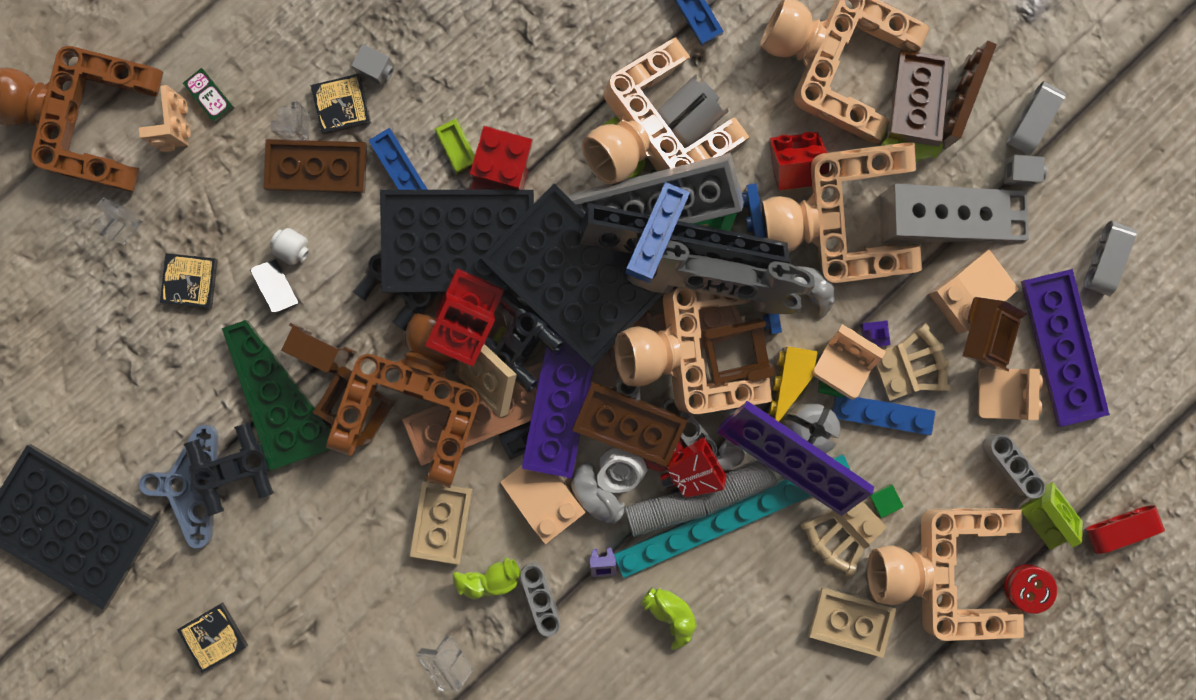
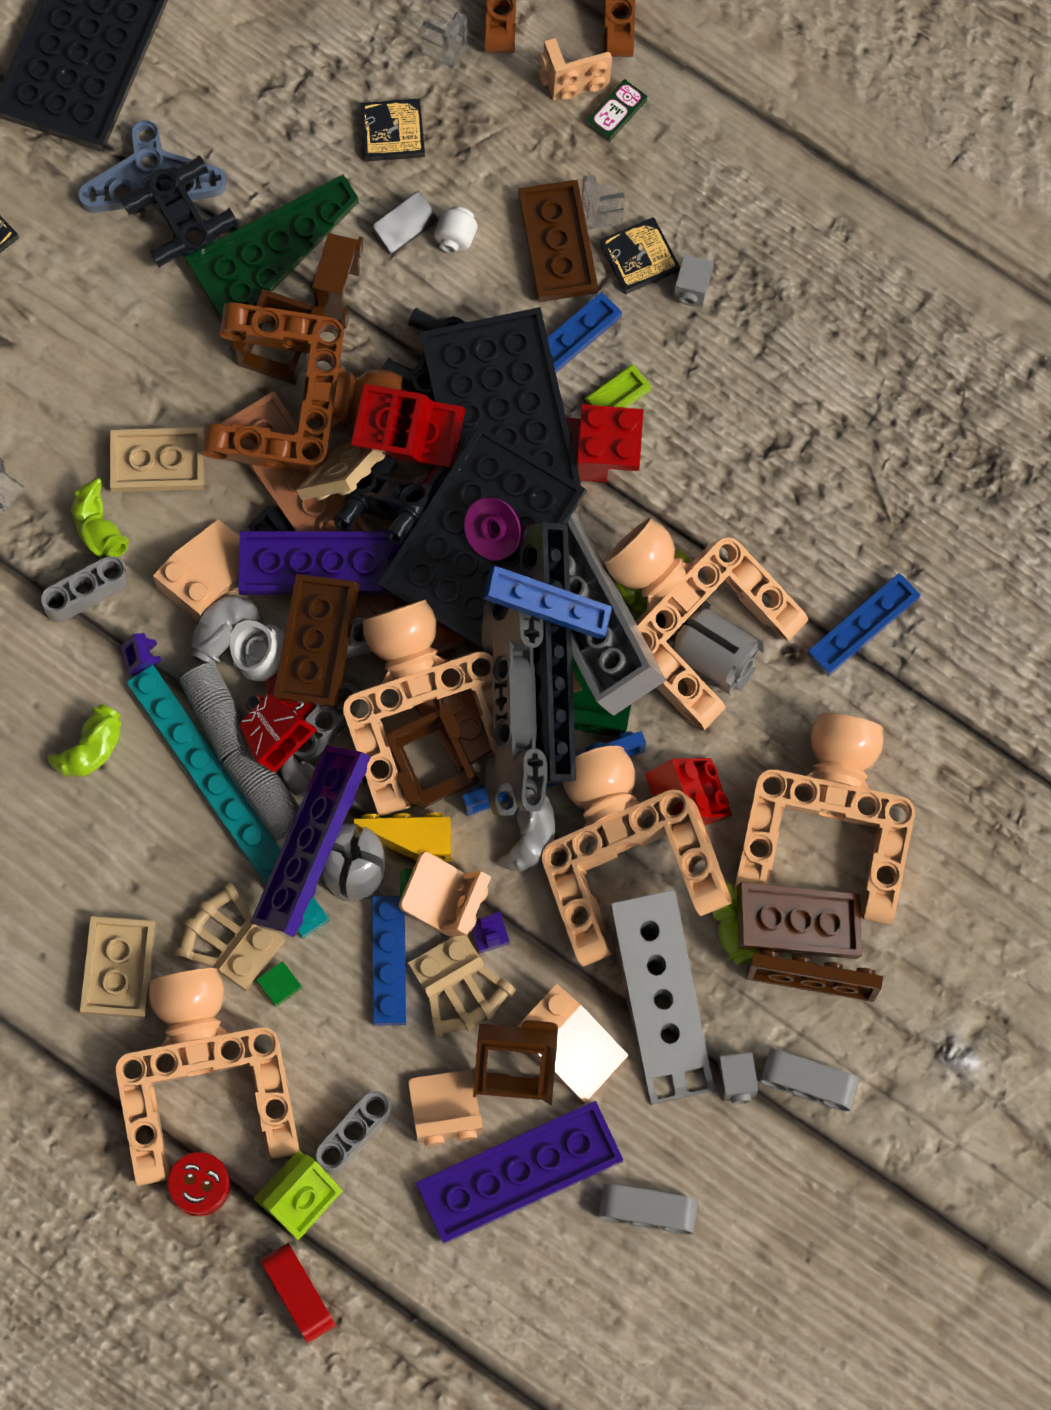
camera: 75 degrees right, 15 degrees down
(574, 265) = (482, 529): none -> magenta dish

